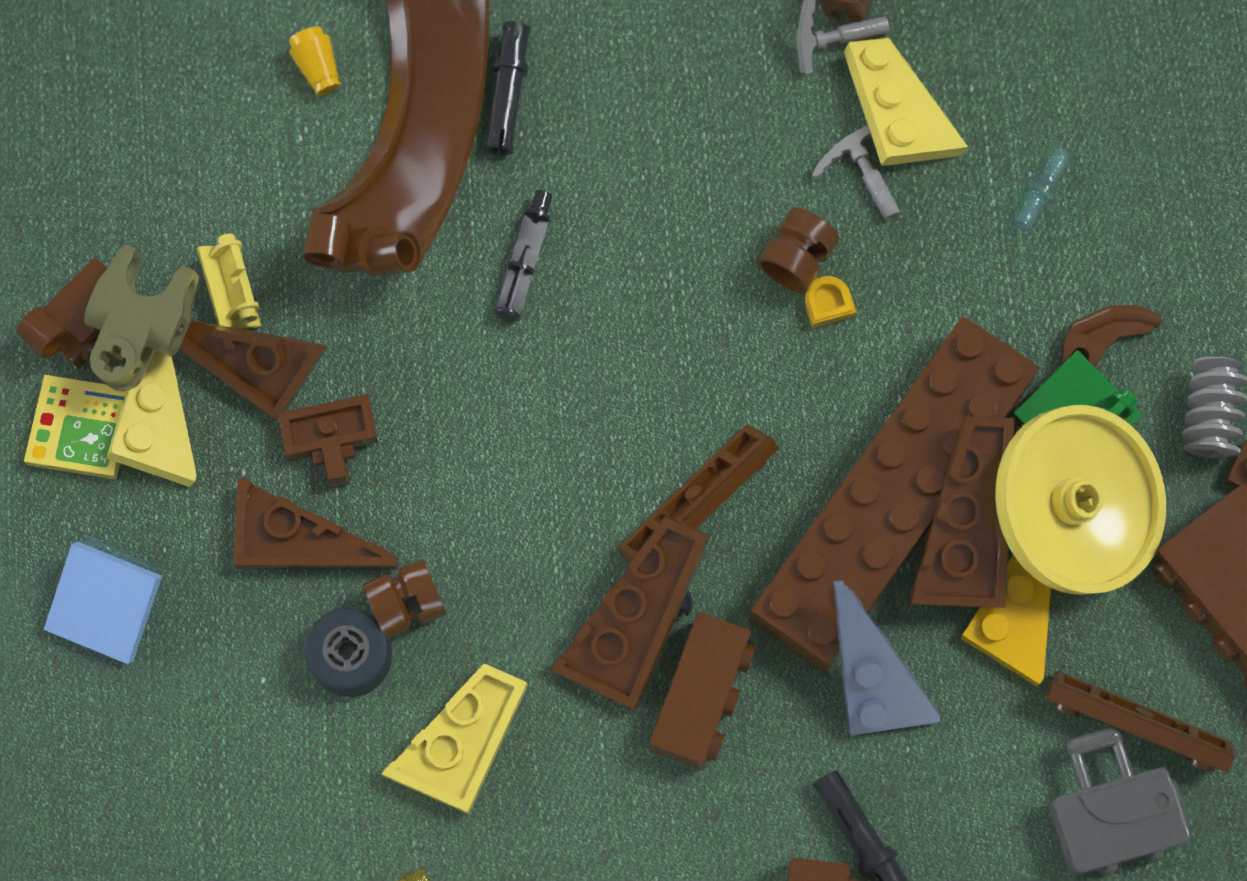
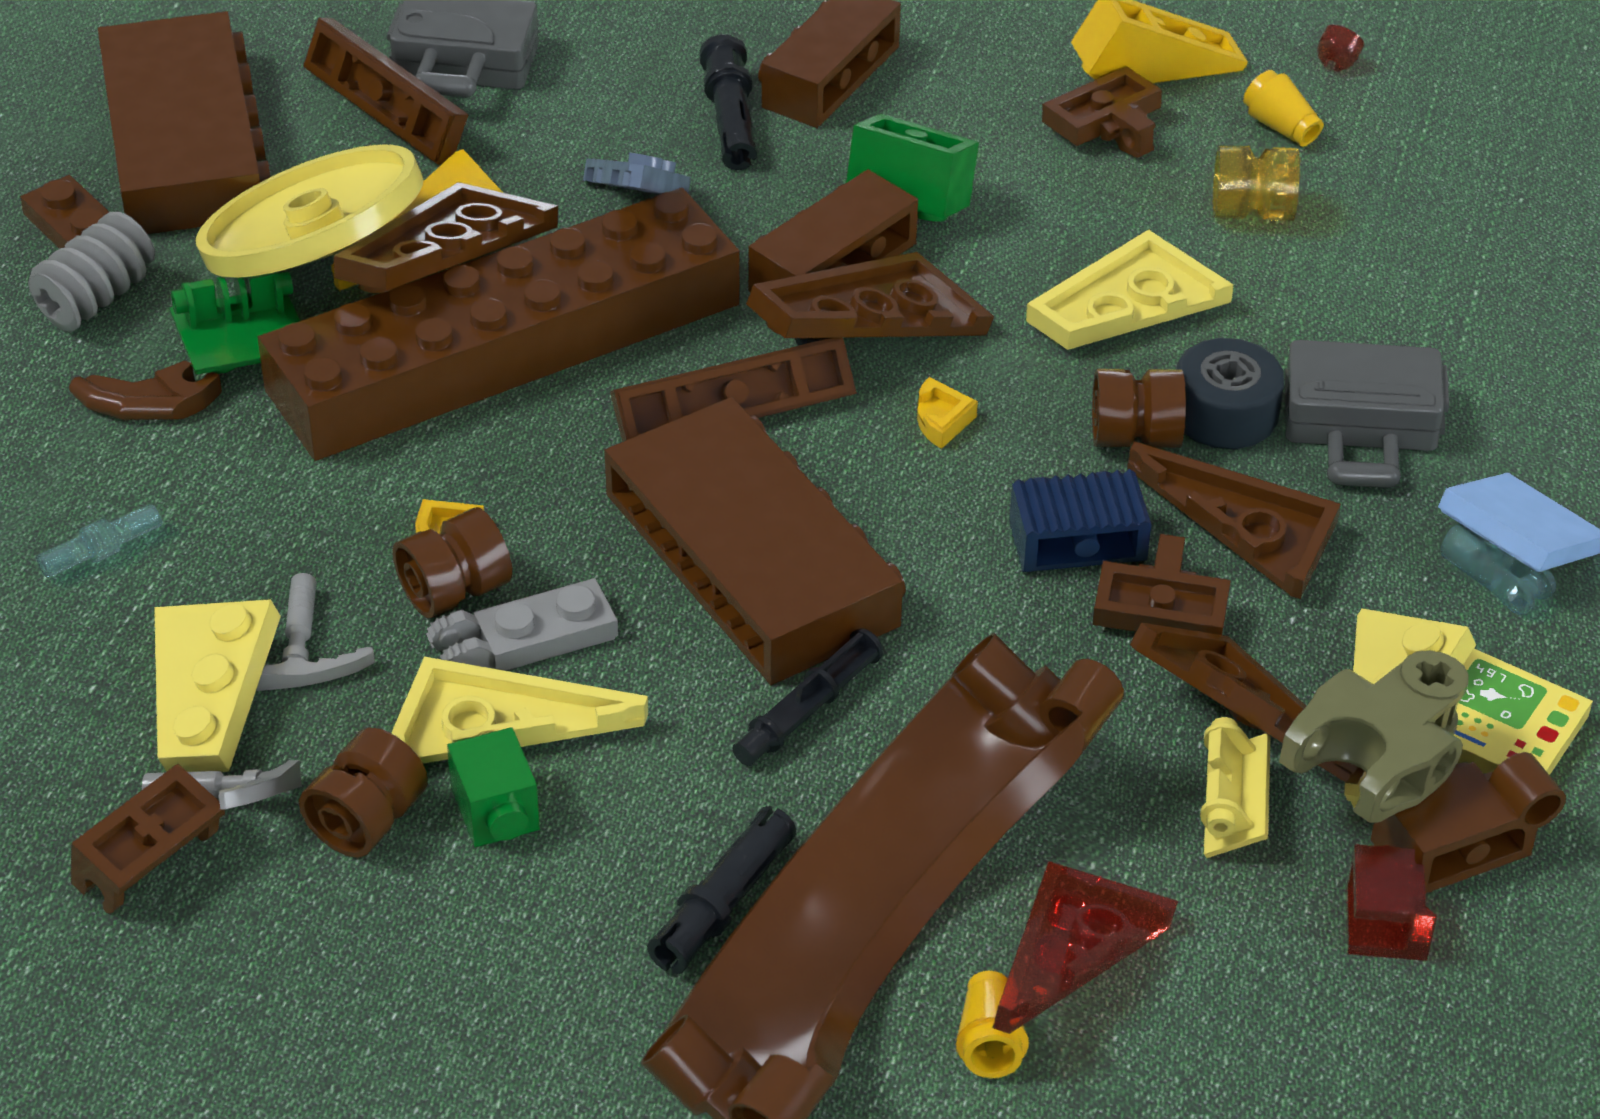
camera: 160 degrees left, 30 degrees down
(110, 228) = (1387, 904): none -> clear red window
(248, 692) = (1365, 399): none -> dark grey piece
(288, 140) = (1074, 935): none -> clear red wing
(408, 475) = (1079, 520): none -> dark blue brick
(549, 560) = (943, 412): none -> yellow tile
(619, 366) = (753, 538): none -> reddish brown brick
(675, 94) = (493, 787): none -> green brick
(676, 796) = (918, 160): none -> green brick
(721, 154) = (467, 701): none -> light yellow wing
(727, 238) = (527, 628): none -> light grey hinge
(747, 53) = (363, 792): none -> reddish brown wheel

